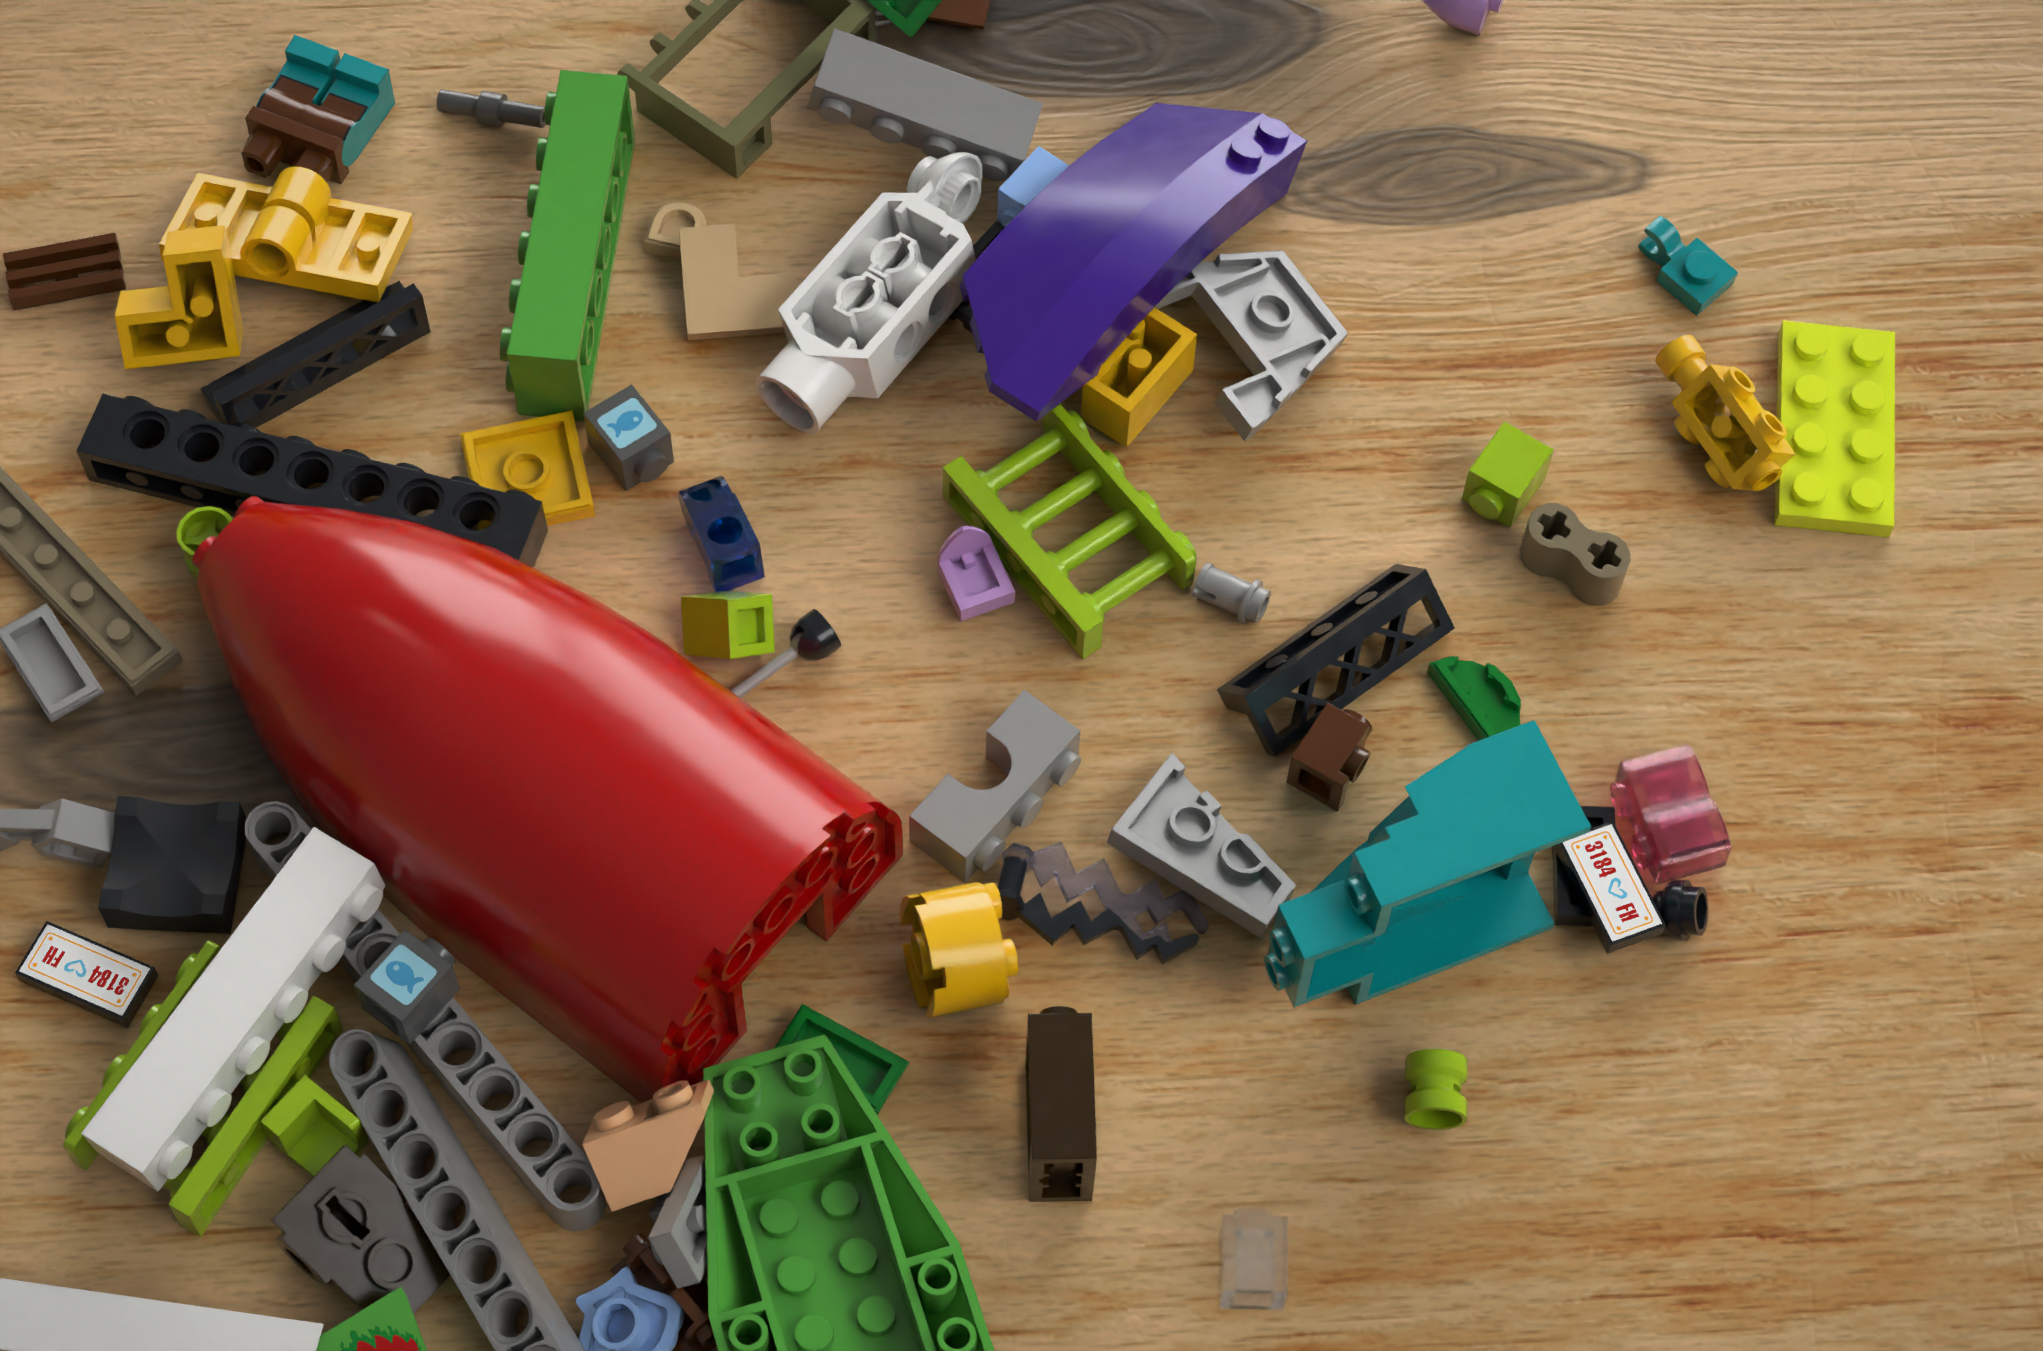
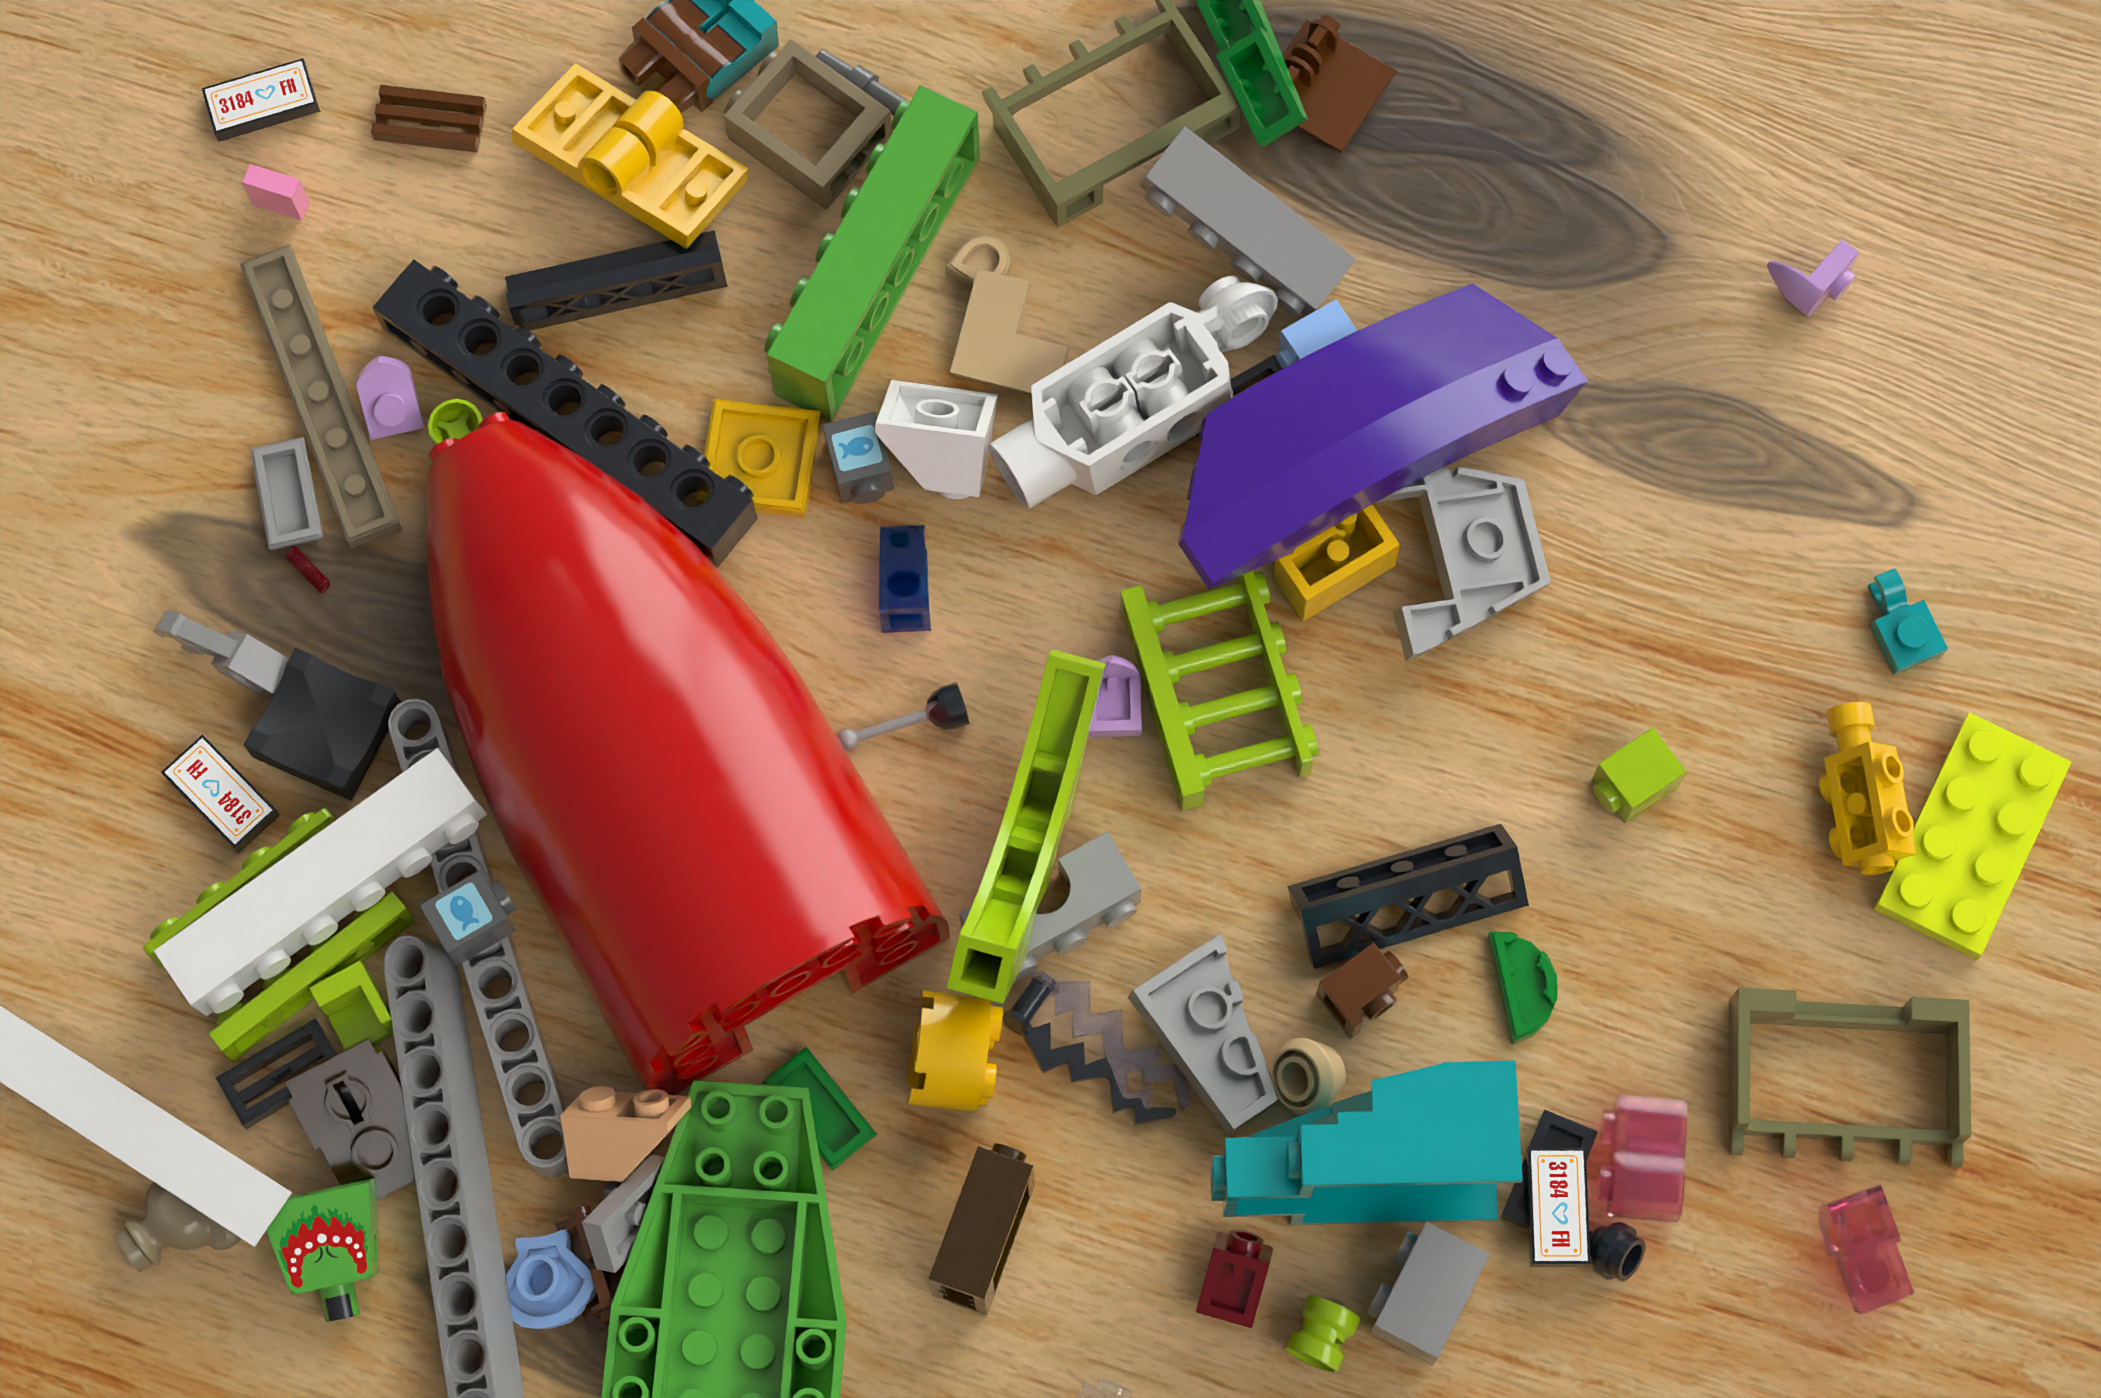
camera: 25 degrees right, 10 degrees up
(119, 733) = (311, 567): none -> dark red leg
(124, 535) = (388, 398): none -> lavender plate
(190, 317) = (513, 206): yellow brick -> none
(269, 1249) = (265, 1057): none -> black tile
(444, 196) = (846, 156): none -> dark tan window
(705, 392) = (939, 435): none -> white slope
(727, 624) = (877, 668): lime panel -> none
(949, 696) = (1039, 806): none -> lime arch
(1232, 593) = (1338, 799): light grey pin -> none
(1311, 848) = (1307, 1075): none -> tan cone
(1327, 1068) = (1235, 1277): none -> dark red bracket
(1522, 1010) = (1428, 1292): none -> light grey brick
(1582, 558) = (1667, 876): dark tan axle -> none
(1867, 596) = (1916, 1015): none -> olive hinge
(1906, 811) = (1863, 1241): none -> clear pink brick

